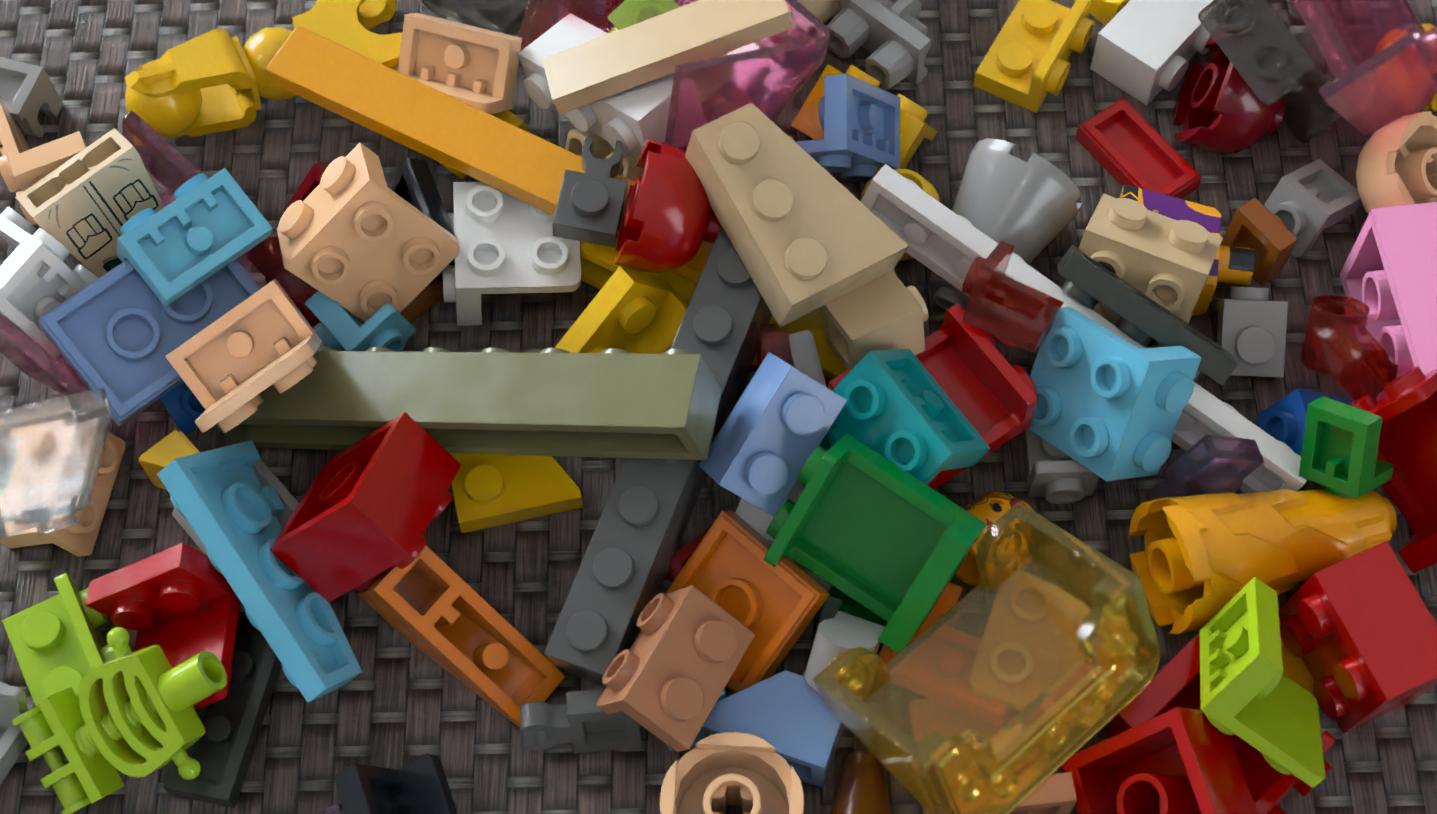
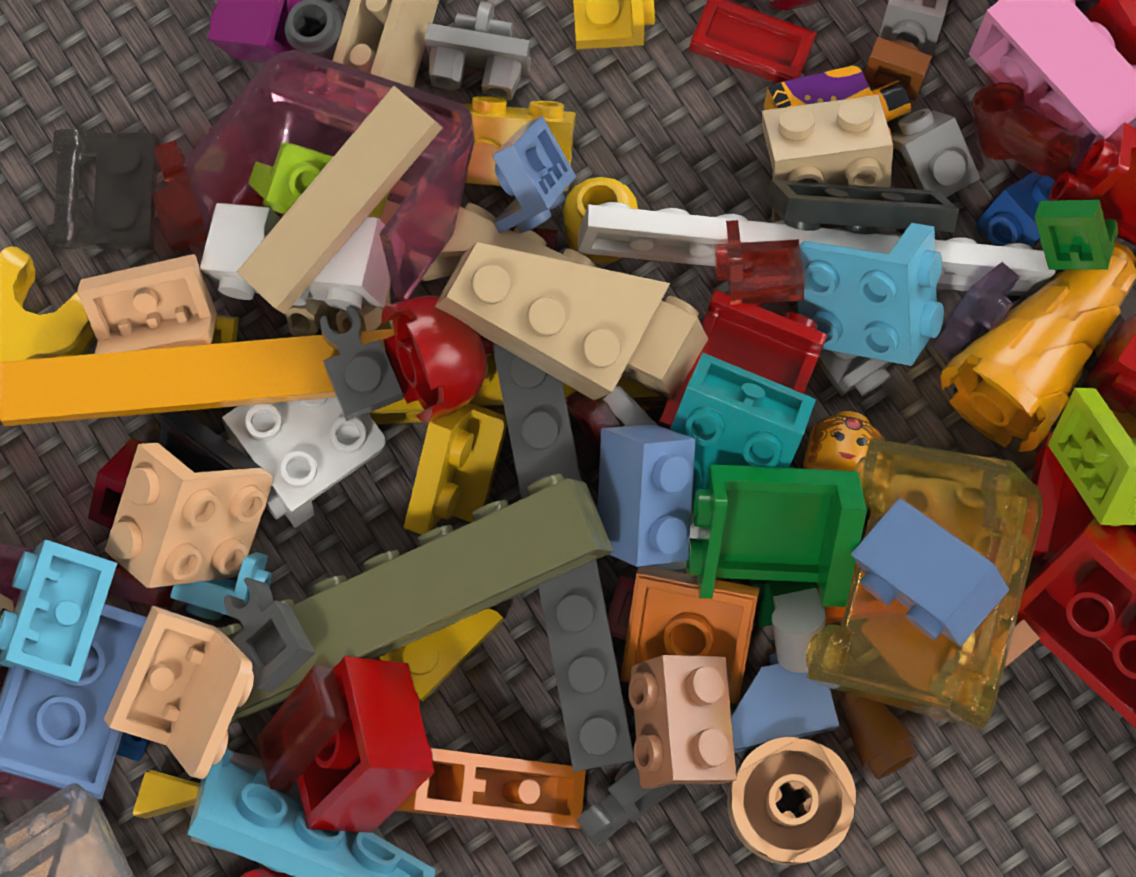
camera: 30 degrees left, 15 degrees up
(327, 460) = (301, 728): none -> clear red tile
(353, 363) = (269, 637): none -> dark grey plate
(995, 651) = (929, 573): none -> medium blue brick
(1010, 203) = (687, 166): light grey cone -> none

